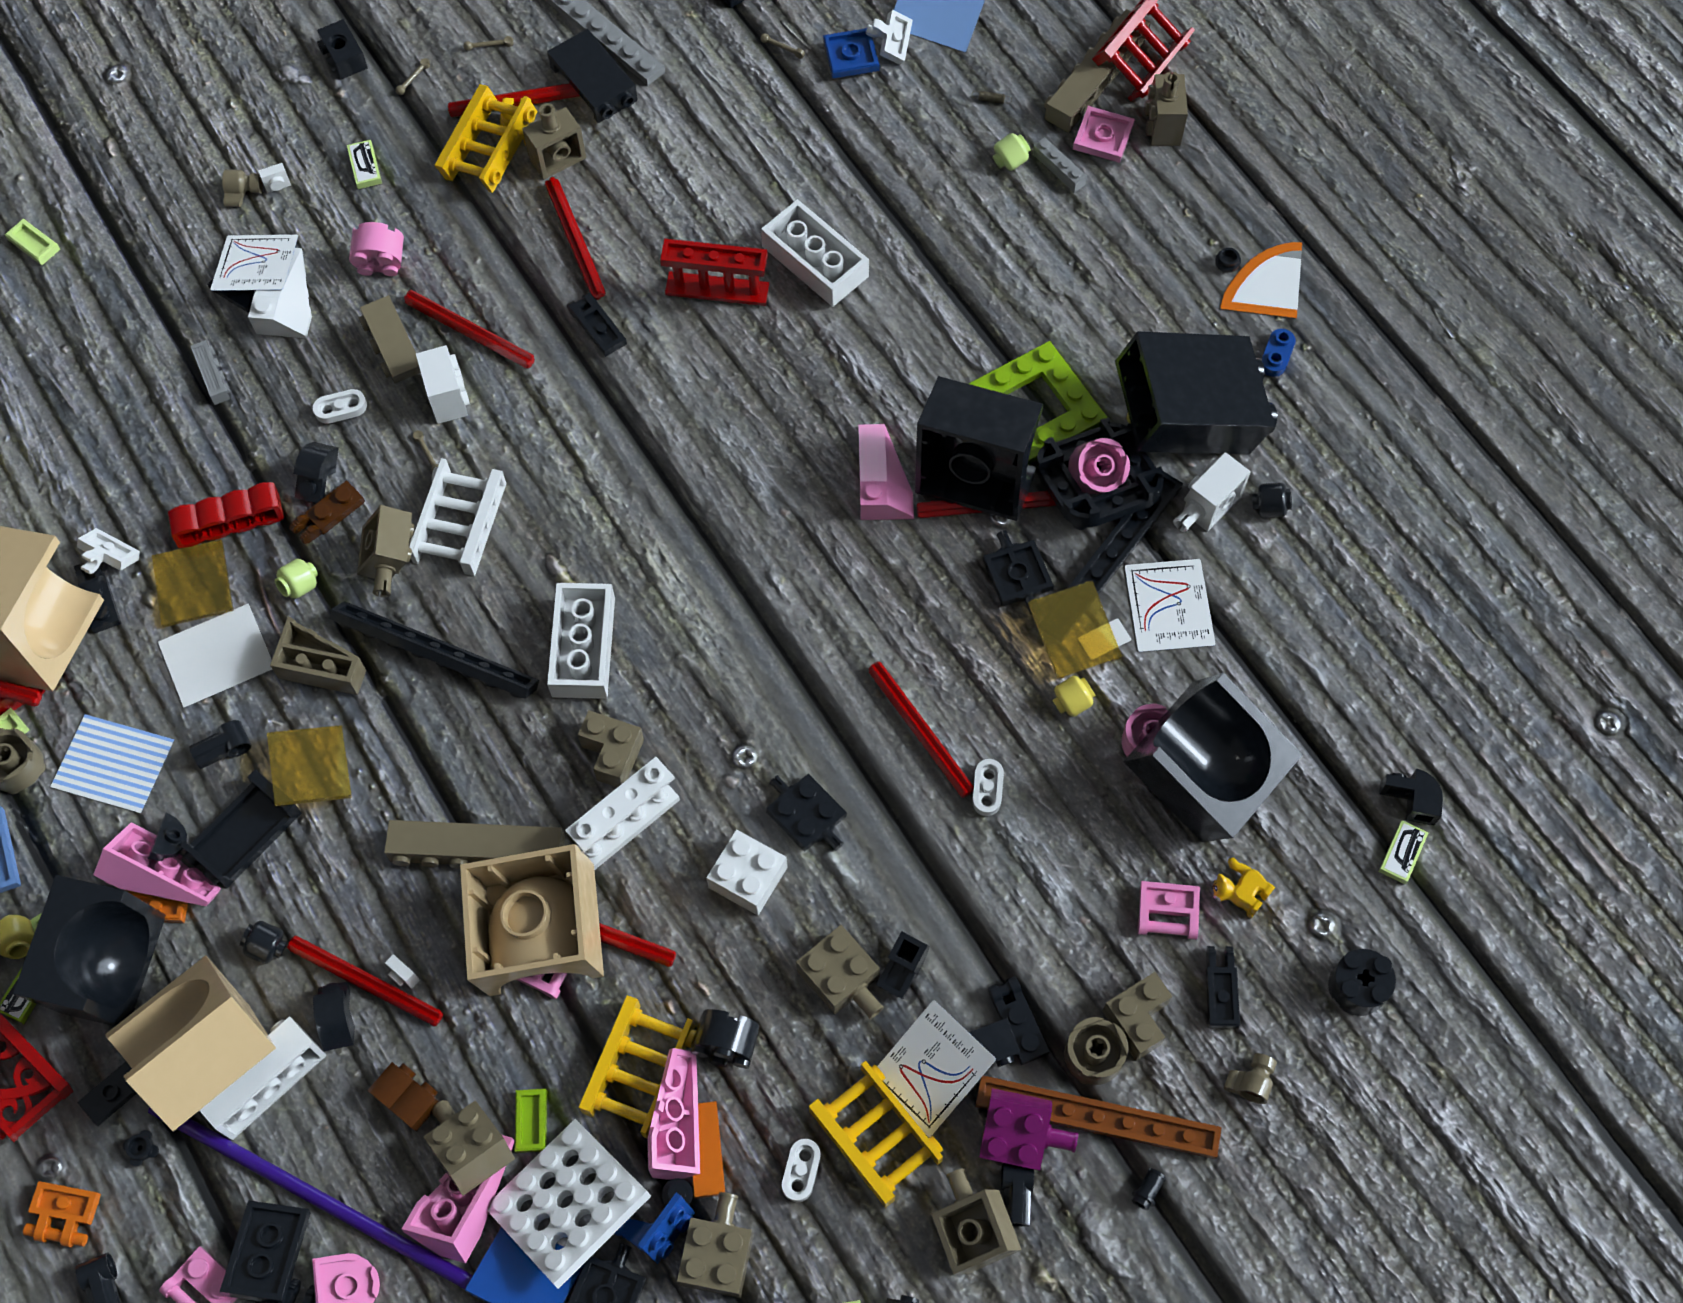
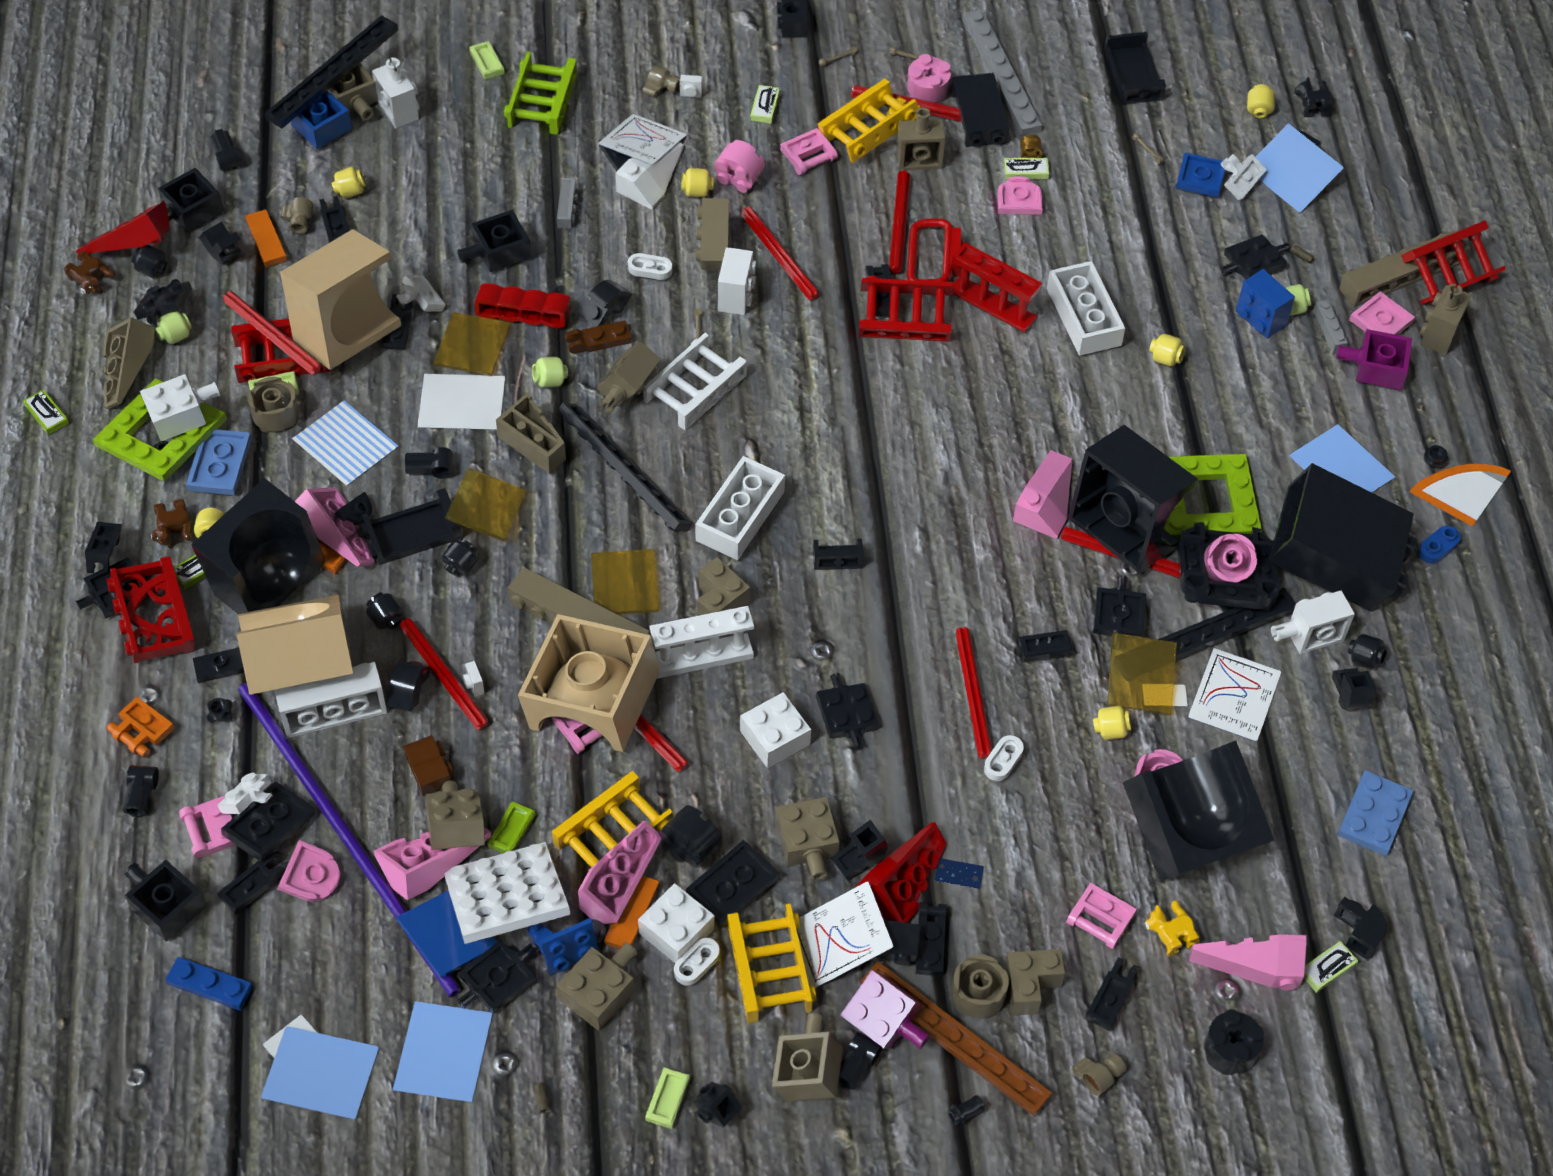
camera: 25 degrees right, 10 degrees down
(139, 259) = (558, 103): none -> lime fence
(160, 453) = (498, 242): none -> black brick
(224, 1229) = (248, 790): none -> white plate
(312, 839) = (460, 557): none -> black head
(340, 287) = (696, 182): none -> light yellow head
(433, 194) = (805, 146): none -> bright pink plate
(502, 779) = (625, 581): none -> clear yellow piece
(523, 63) = (929, 79): none -> bright pink brick
(646, 248) = (952, 242): none -> red bar
(655, 352) = (910, 330): none -> red fence
(668, 98) = (1031, 147): none -> pearl gold wheel
(672, 121) = (1026, 167): none -> tile
(682, 156) = (1019, 197): none -> bright pink tile
(707, 643) = (838, 556): none -> black hinge
(760, 1141) = (675, 923): none -> white brick
(792, 1064) = (733, 882): none -> black plate
(918, 262) = (1167, 350): none -> light yellow head
(949, 122) = (1254, 255): none -> black plate
(956, 967) = (904, 874): none -> red wedge
(965, 643) = (1045, 646): none -> black plate
(988, 169) = (1265, 303): none -> blue brick
(1007, 933) = (959, 873): none -> dark blue sticker
(1126, 179) = (1380, 359): none -> magenta brick
(1142, 305) = (1344, 457): none -> light blue sticker
(1281, 547) = (1354, 688): none -> black brick
(1361, 876) = (1269, 963): none -> bright pink wedge
(1363, 667) = (1375, 813): none -> medium blue plate

